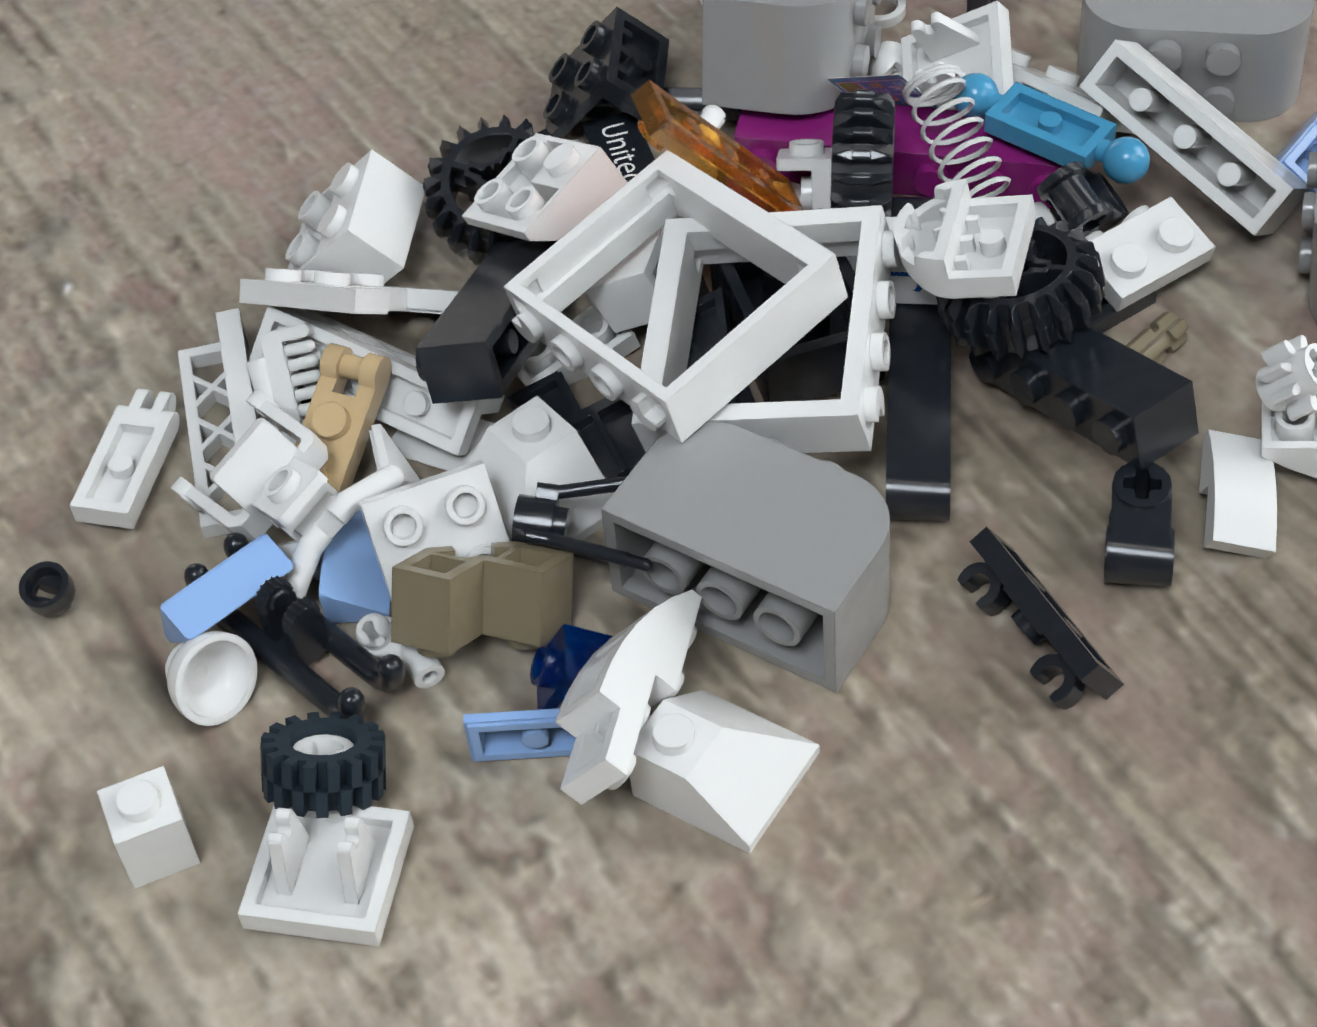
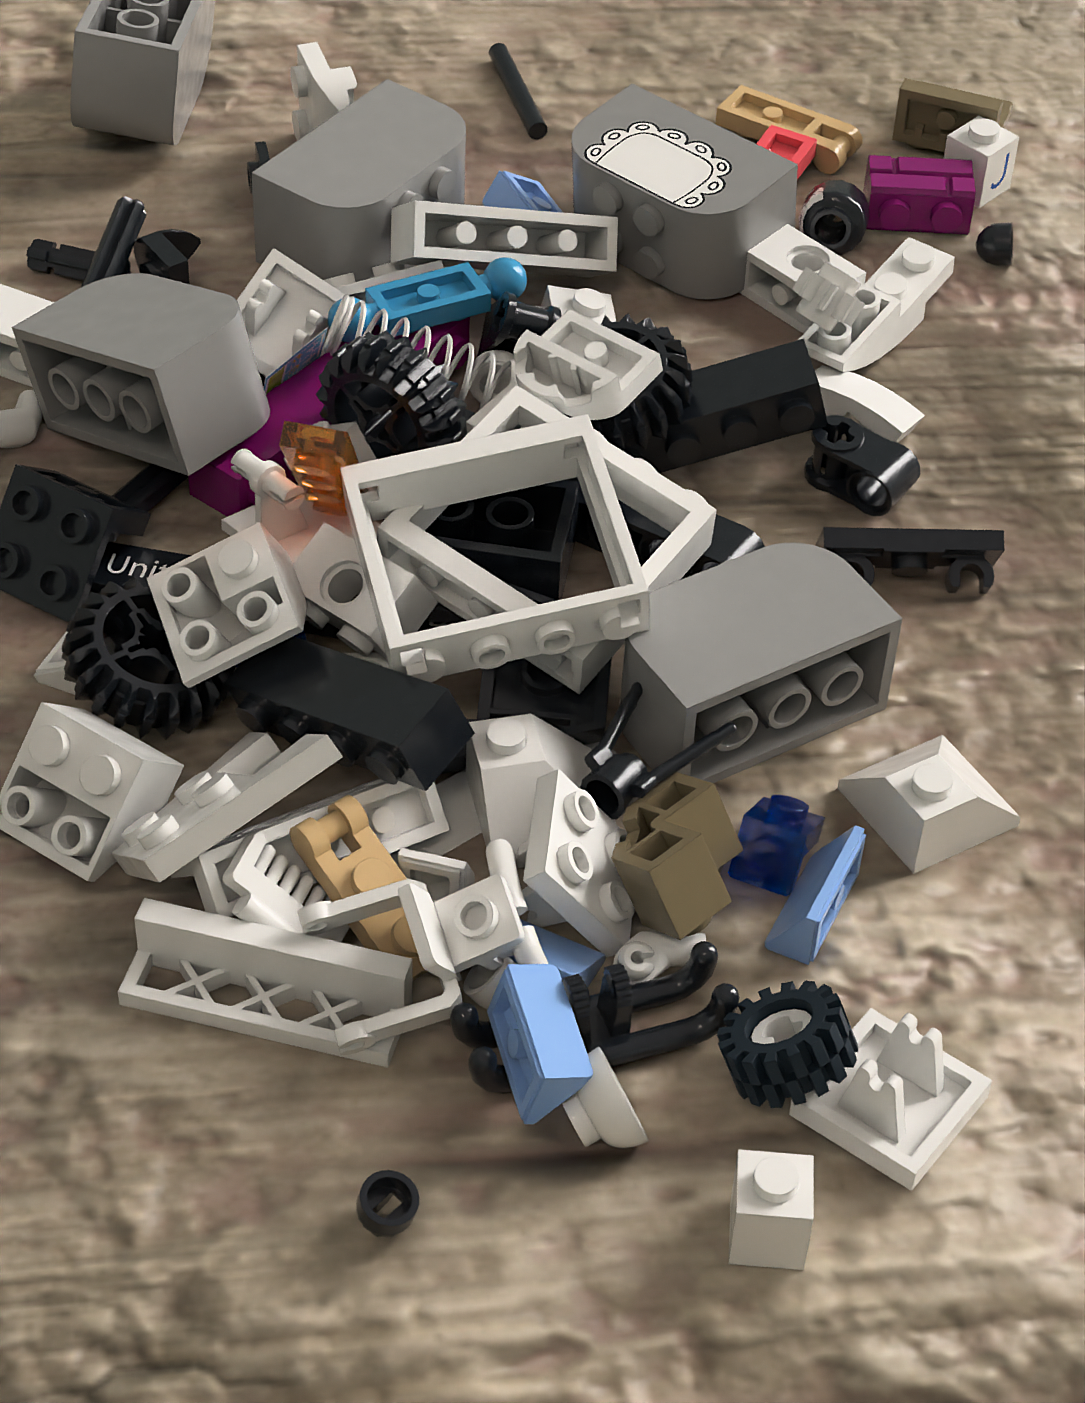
camera: 70 degrees left, 5 degrees down
(127, 461) = (250, 1080): white hinge -> none
(617, 692) = (869, 794): white slope -> none

